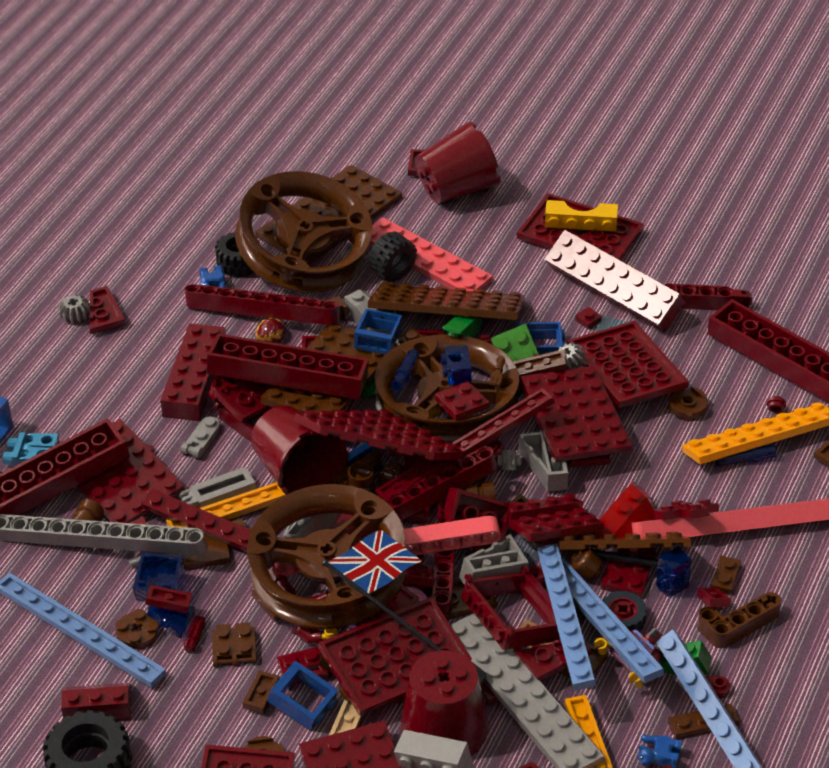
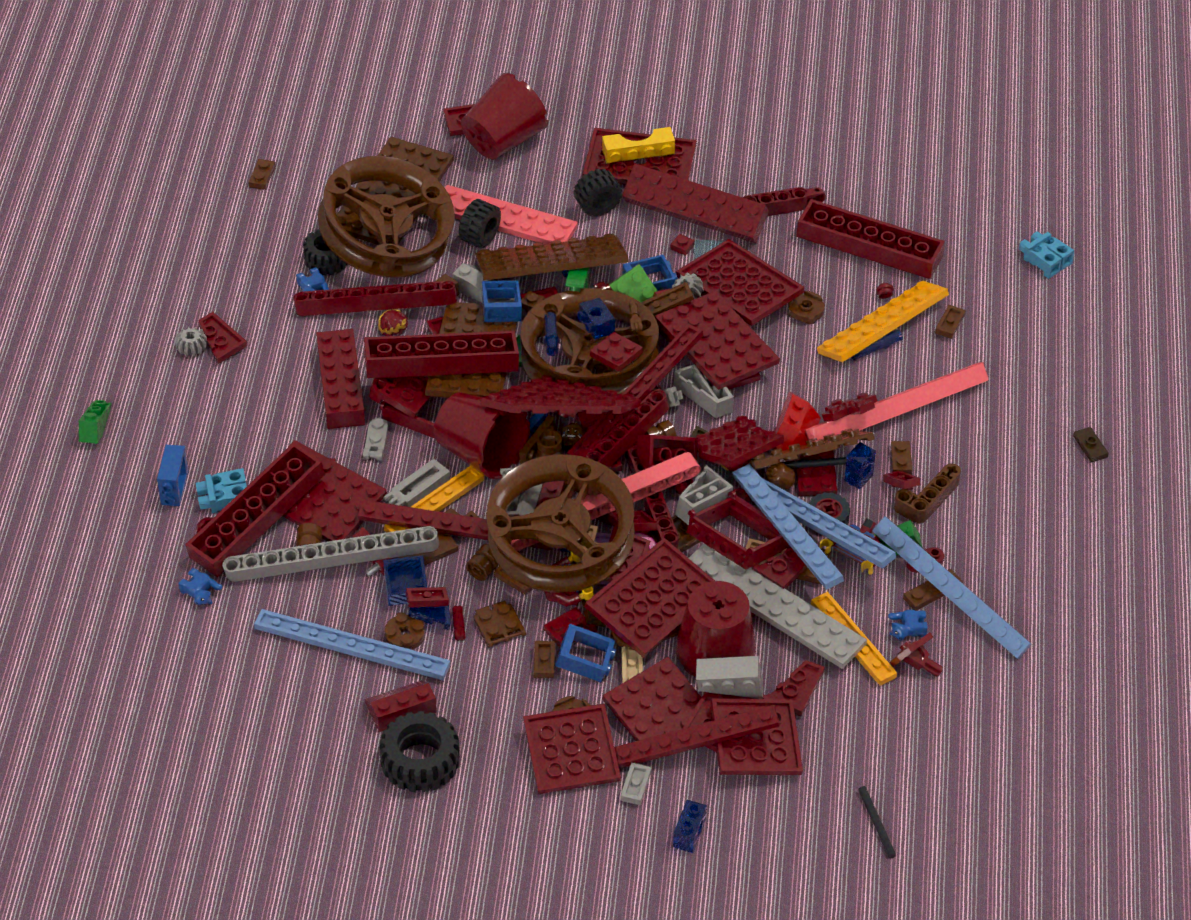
camera: 20 degrees left, 5 degrees up
(216, 175) = (262, 174): none -> reddish brown plate
(240, 581) = (482, 563): none -> reddish brown wheel
(374, 565) = (614, 523): flag -> none
(516, 241) = (597, 192): none -> black tyre

